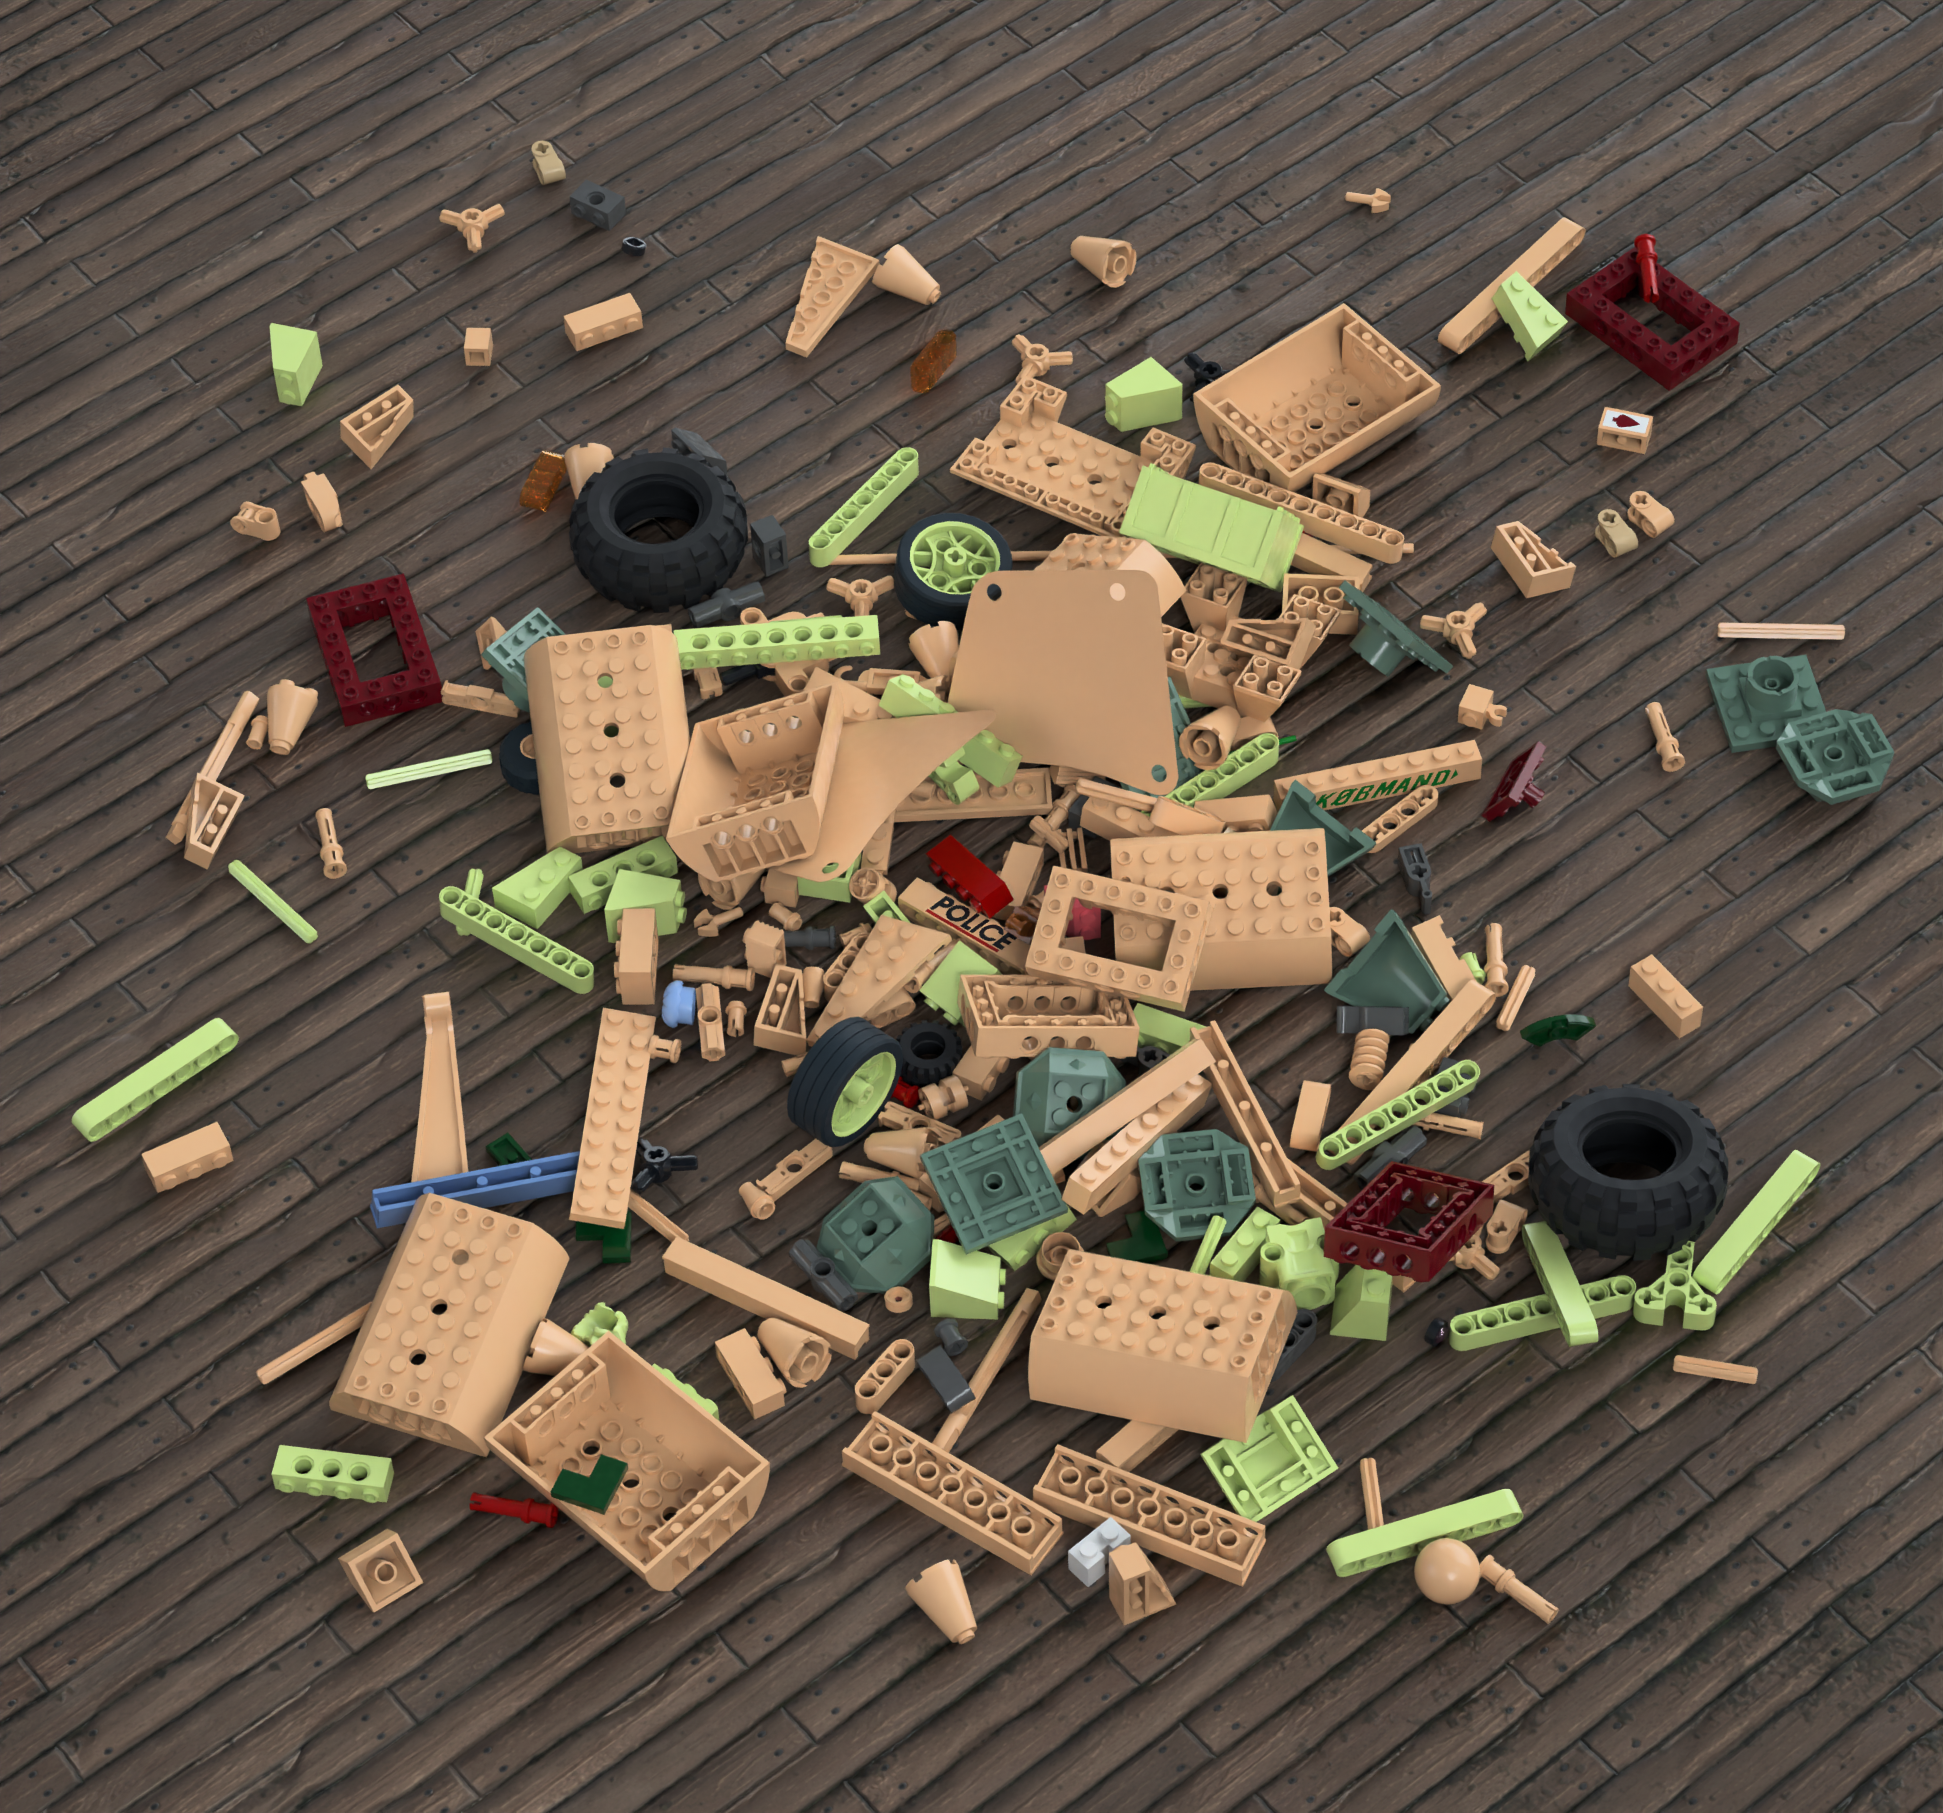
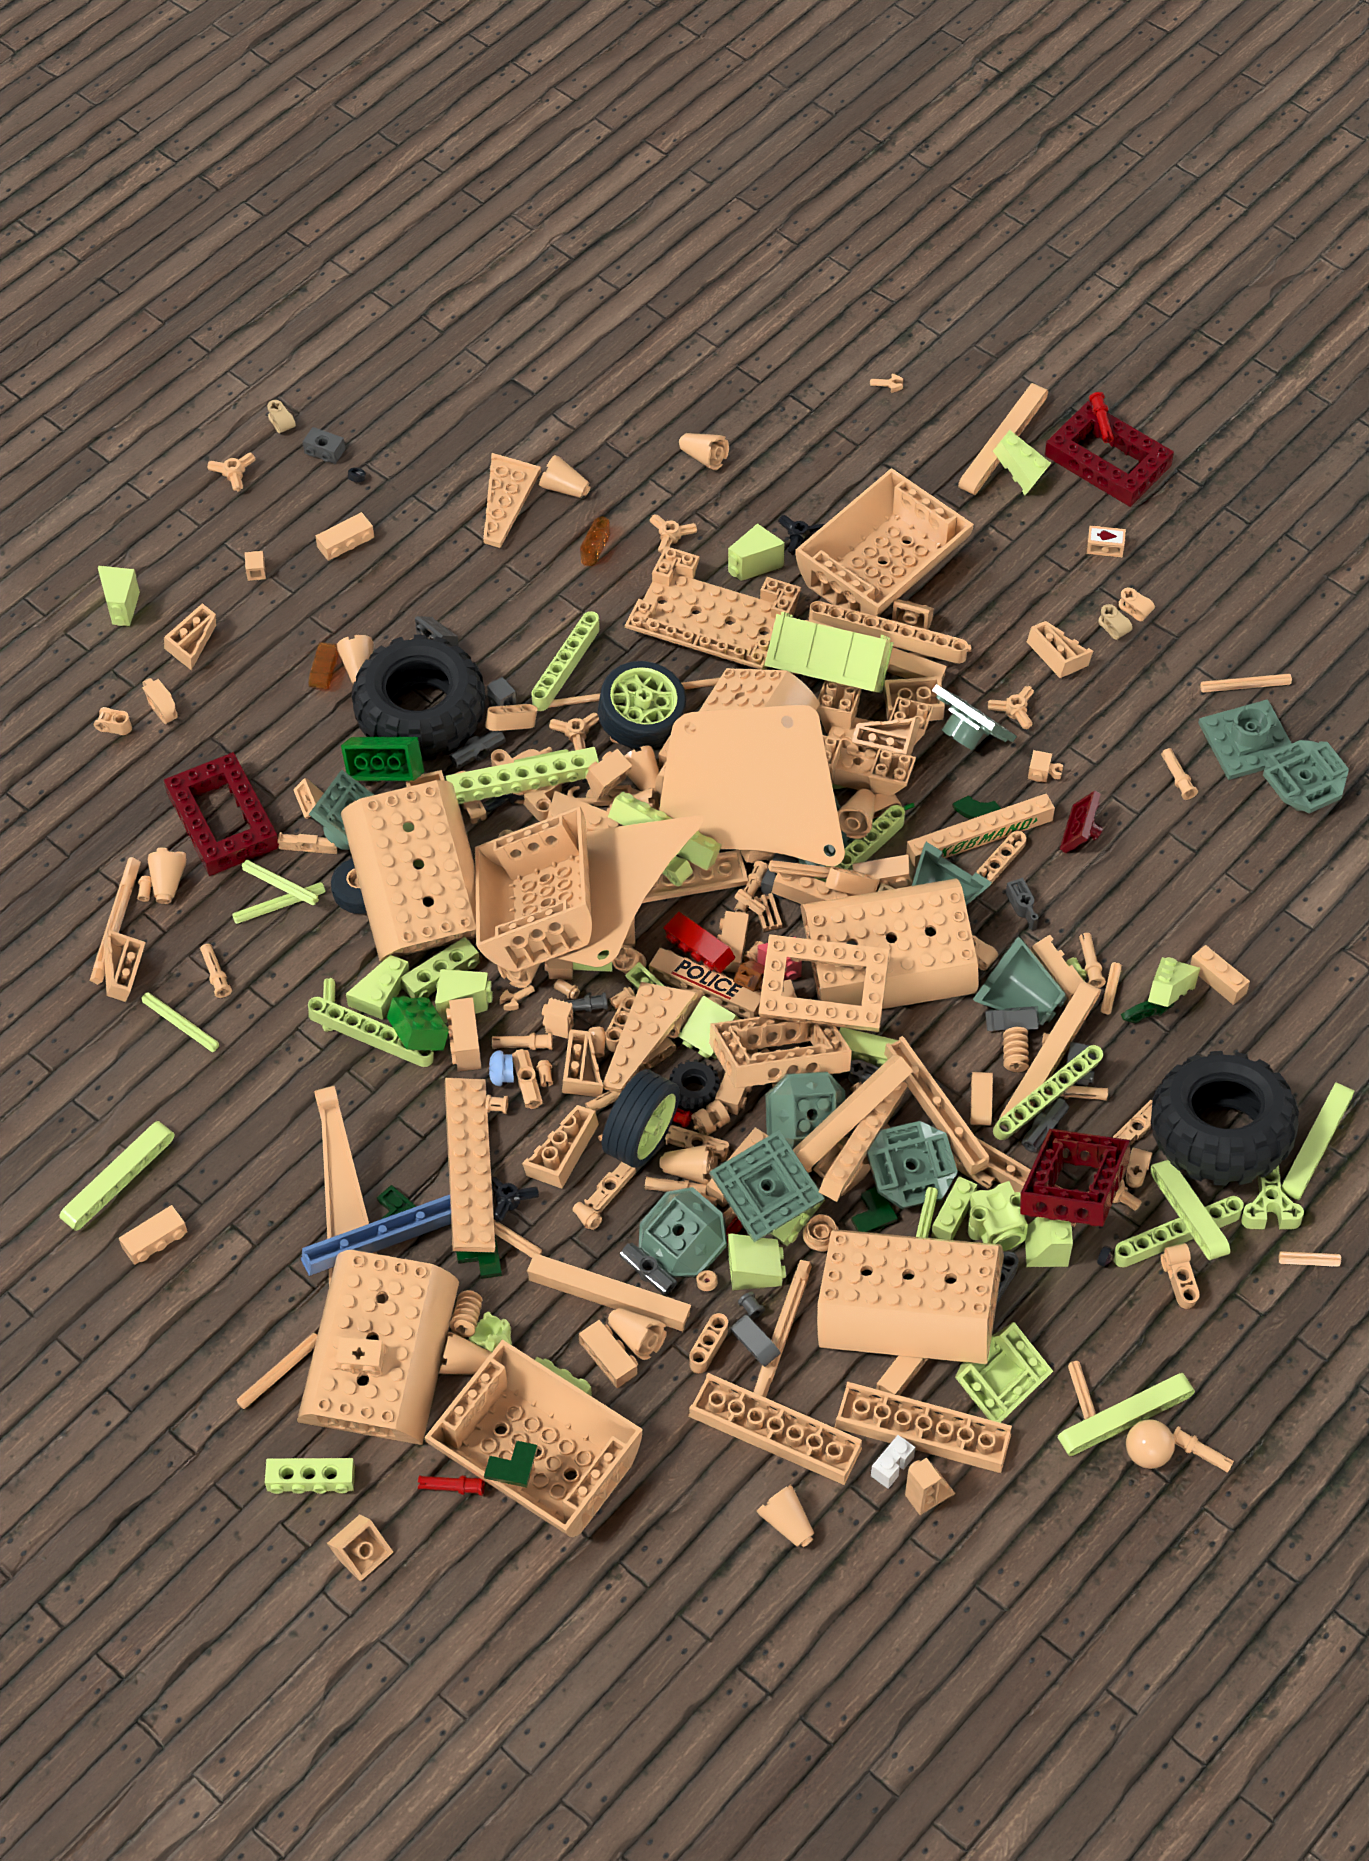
camera: 10 degrees left, 5 degrees up
(429, 1322) = (351, 1348): none -> light nougat brick
(434, 742) = (280, 882): none -> yellowish green axle
(573, 1300) = (466, 1313): none -> light nougat piece
(578, 934) = (417, 1023): none -> green brick
(595, 600) = (383, 758): none -> green brick
(740, 1112) = (563, 1148): none -> light nougat wedge
(776, 569) = (511, 717): none -> light nougat beam
(888, 650) = (607, 773): none -> light nougat slope
(1369, 748) = (971, 808): none -> dark green tile
(1529, 1351) = (1176, 1261): none -> light nougat piece
(1596, 994) = (1172, 981): none -> yellowish green wedge

